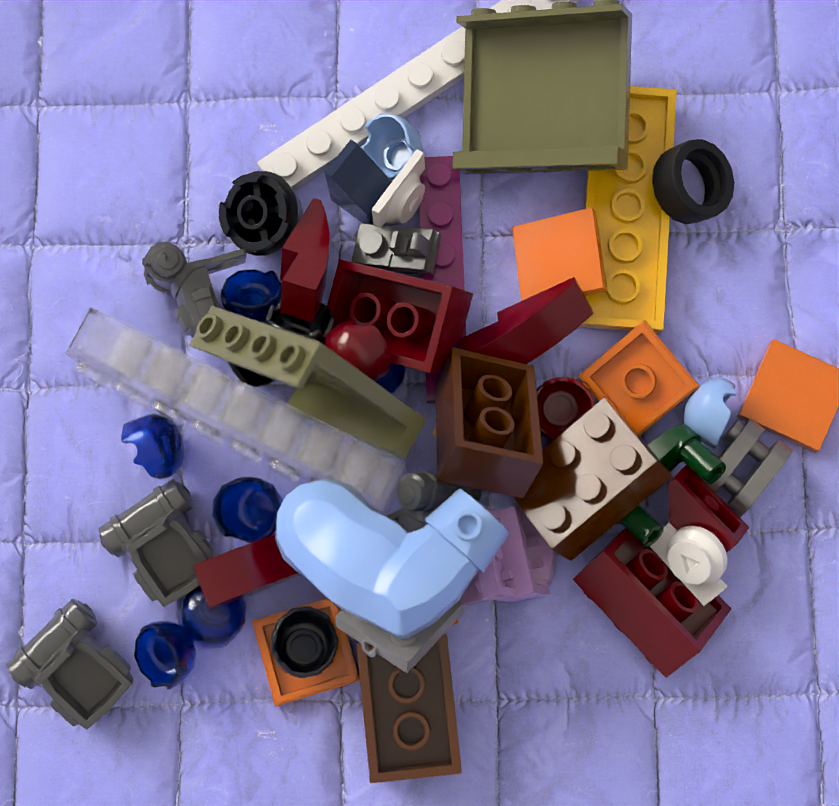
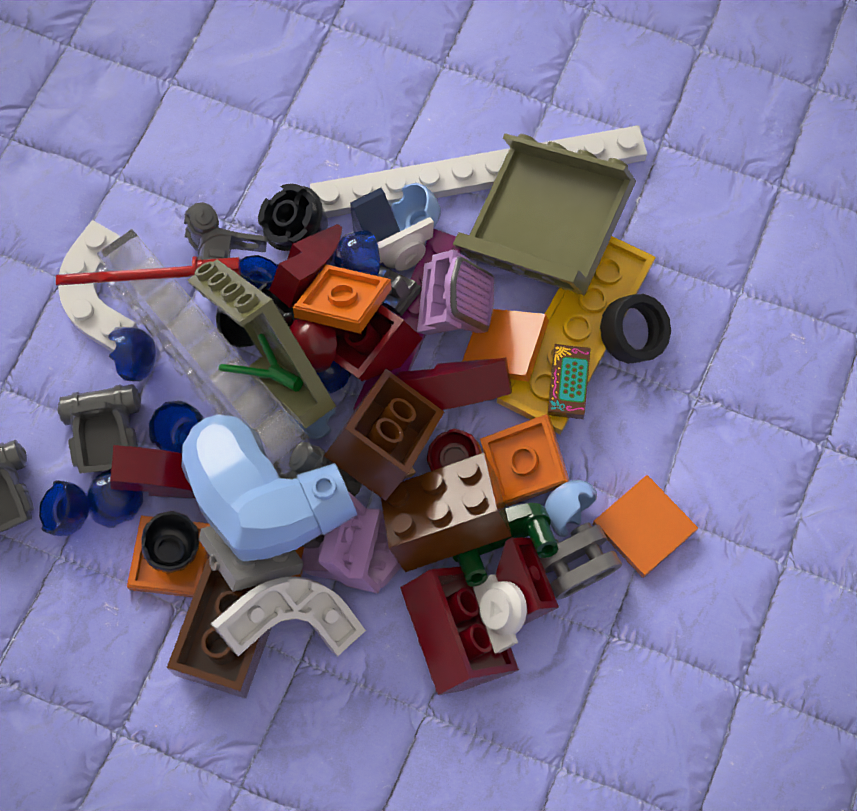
camera: 20 degrees right, 10 degrees down
(52, 391) = (81, 301): none -> white plate
(226, 302) = (143, 274): none -> red piece
(334, 406) = (274, 372): none -> green plant
(359, 230) = (358, 253): none -> clear blue hair
(370, 289) = (342, 298): none -> orange tile
(462, 657) = (287, 600): none -> white plate
(484, 229) = (455, 295): none -> lavender piece
(649, 272) = (569, 381): none -> tile

